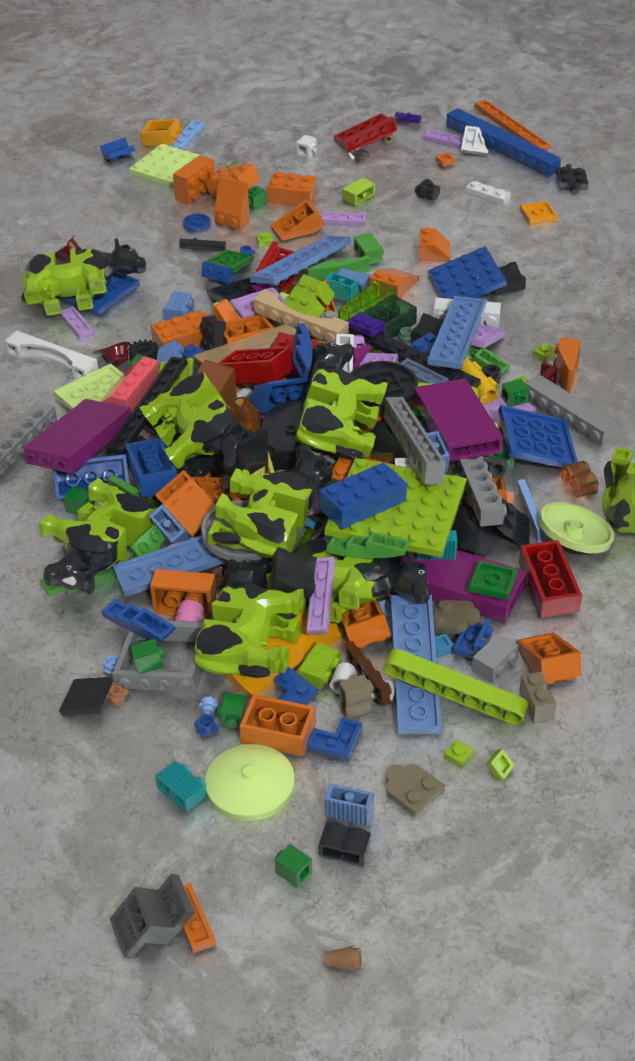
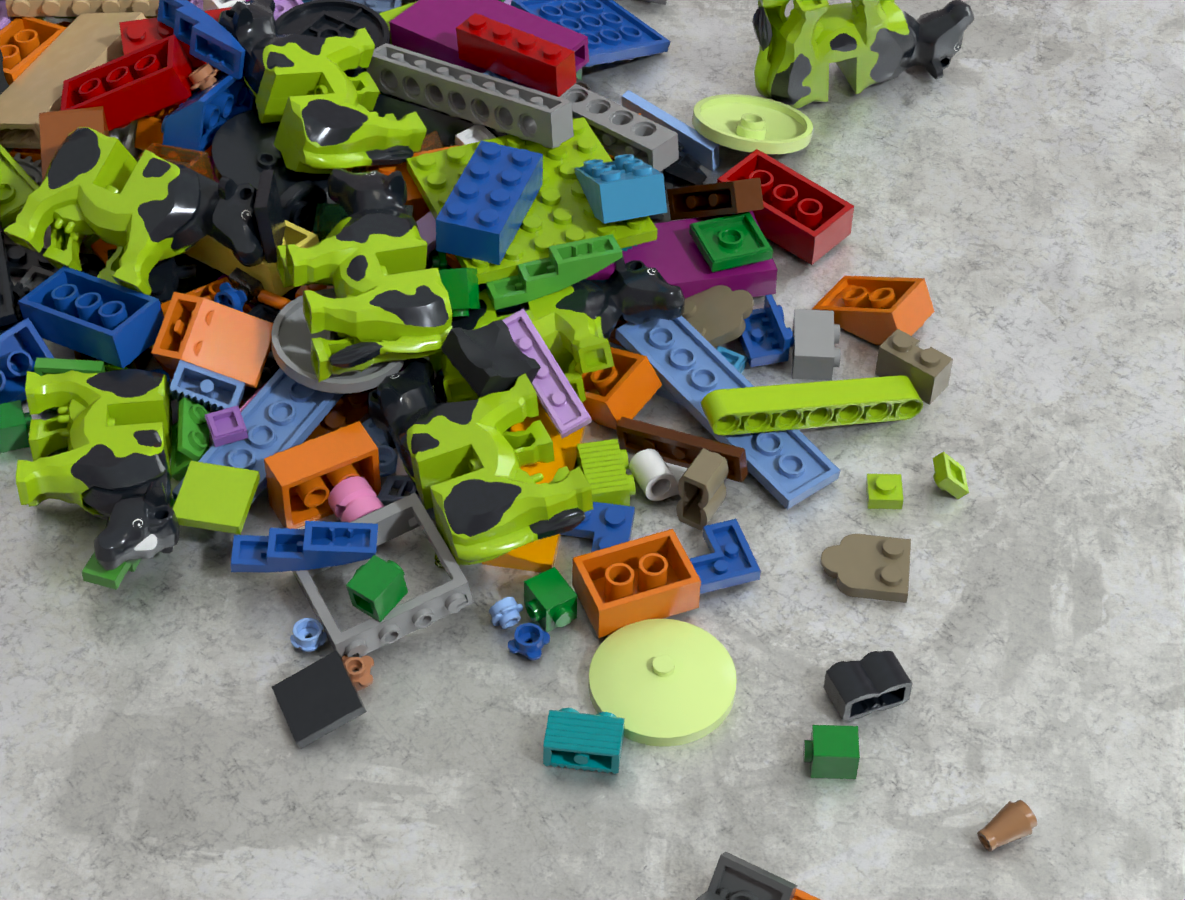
camera: 40 degrees left, 5 degrees up
(123, 577) = (216, 497): none -> lime tile
(161, 547) = (226, 426): none -> medium lavender tile
(214, 489) = (230, 297): none -> blue plate
(289, 373) = (203, 77): none -> nougat plate
(312, 533) = (462, 289): none -> green brick
(349, 804) = (829, 631): medium blue brick -> none
(437, 520) = (622, 188): none -> dark azure slope
(449, 428) = (516, 55): none -> red brick
(508, 555) = (715, 199): none -> reddish brown brick
(579, 479) = (689, 59): clear orange brick -> none

